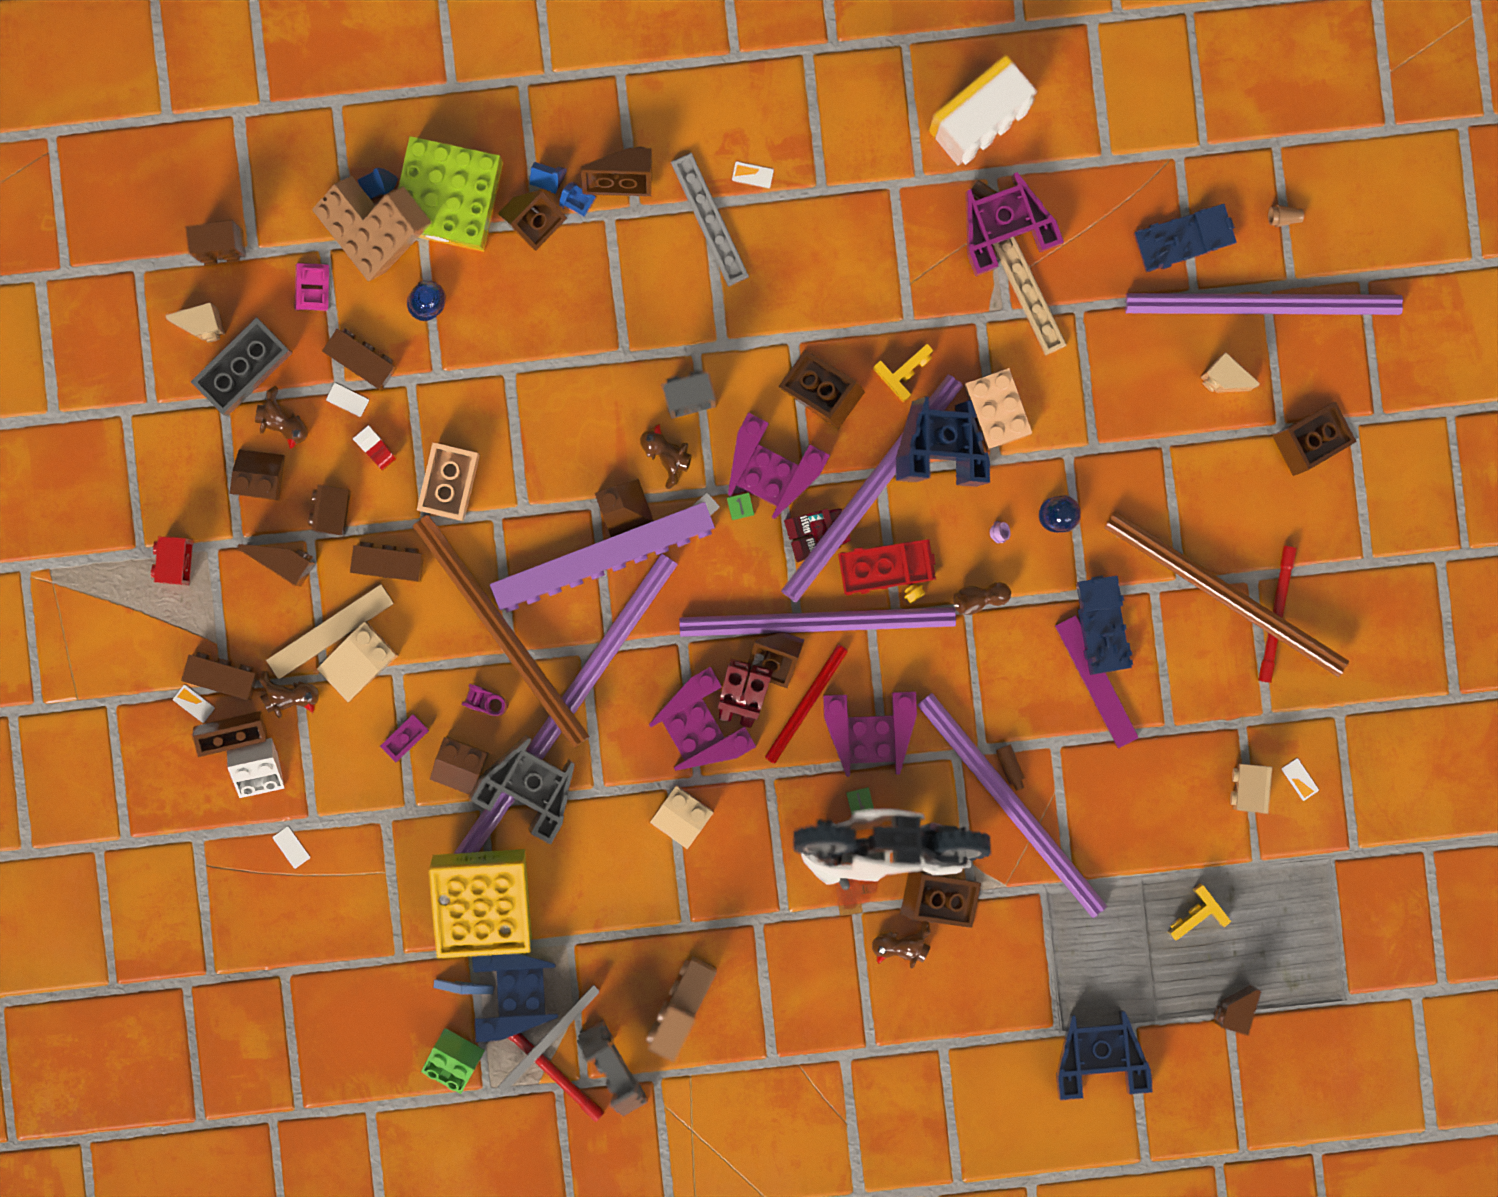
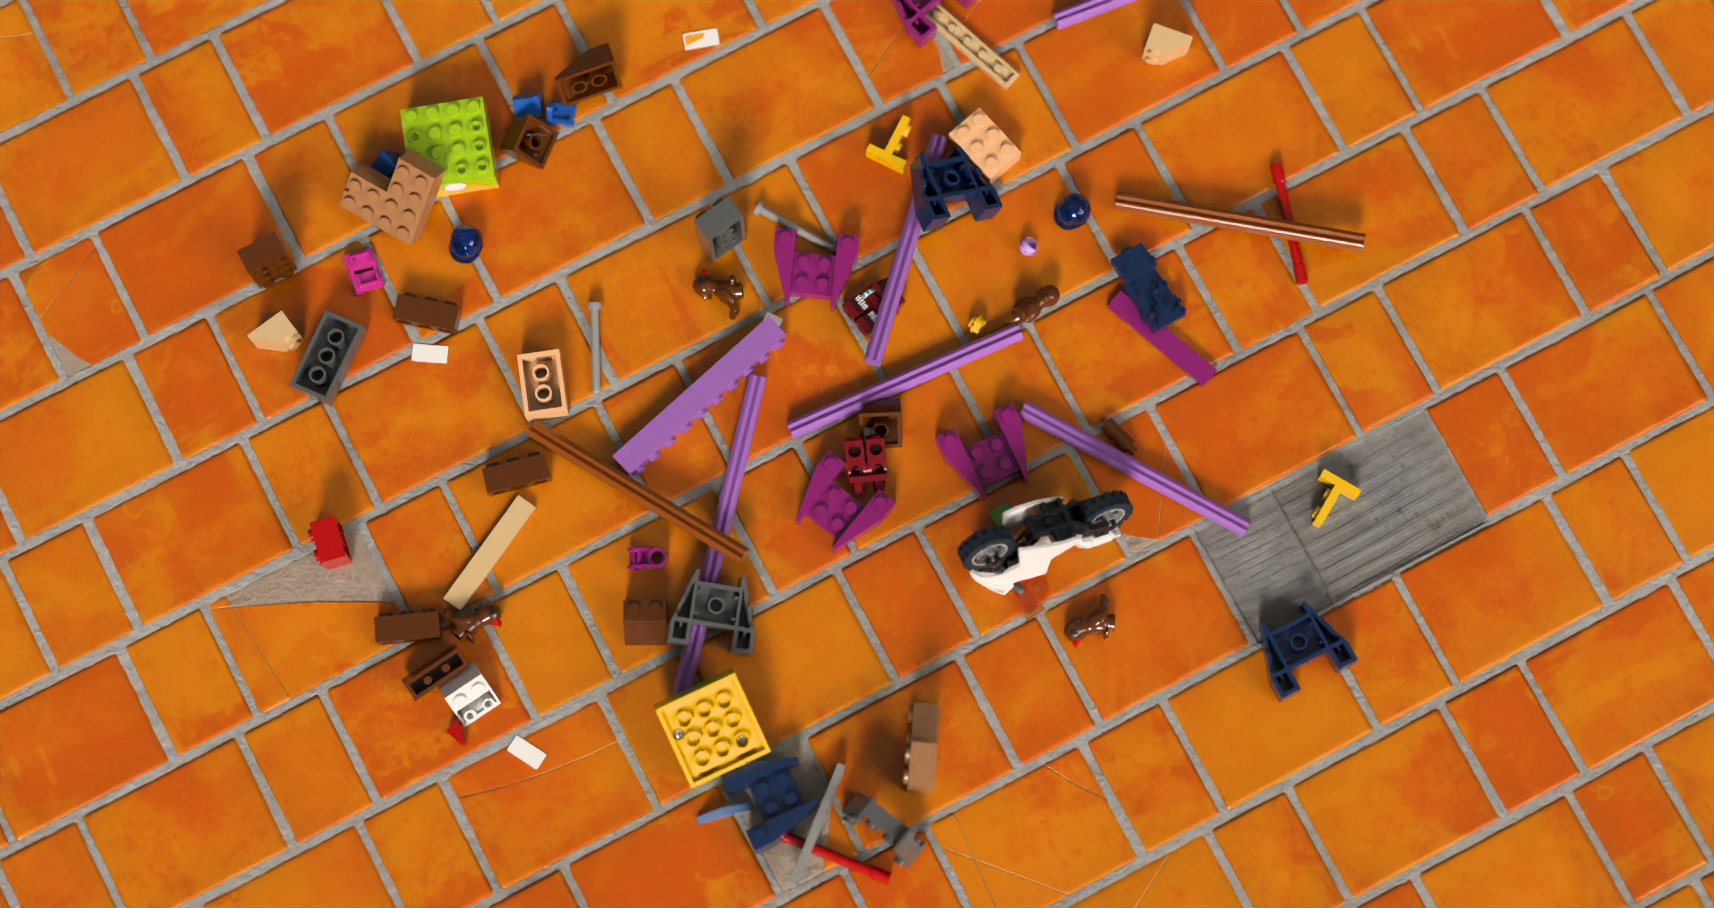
camera: 20 degrees left, 10 degrees down
(193, 703) = (394, 662): white sticker -> none
(229, 803) = (457, 732): none -> red slope
(257, 475) = (376, 445): reddish brown slope -> none
(273, 418) = (372, 391): reddish brown animal -> none
(287, 563) = (425, 505): reddish brown slope -> none
(330, 510) = (450, 447): reddish brown slope -> none
(357, 661) = (523, 568): tan slope -> none
(374, 447) = (468, 382): leg -> none
(404, 738) = (589, 617): magenta plate -> none
(452, 1061) = (740, 880): bright green slope -> none
(517, 461) = (594, 308): none -> light grey bar
(624, 507) = (700, 349): reddish brown slope -> none
(682, 817) = (856, 589): tan slope -> none
(709, 219) = (679, 88): light grey tile -> none
(740, 506) = (800, 311): bright green tile -> none
(768, 415) = (760, 209): none -> light grey bar
(806, 704) = (923, 453): red axle -> none
(822, 389) = (830, 187): reddish brown slope -> none
(886, 566) = (944, 311): red piece -> none
(940, 899) = (1106, 571): reddish brown slope -> none
(1238, 1010) = (1401, 564): reddish brown slope -> none
(1251, 788) = (1330, 372): tan slope -> none
(1300, 779) = (1367, 352): white sticker -> none
(1314, 439) = (1257, 69): reddish brown slope -> none

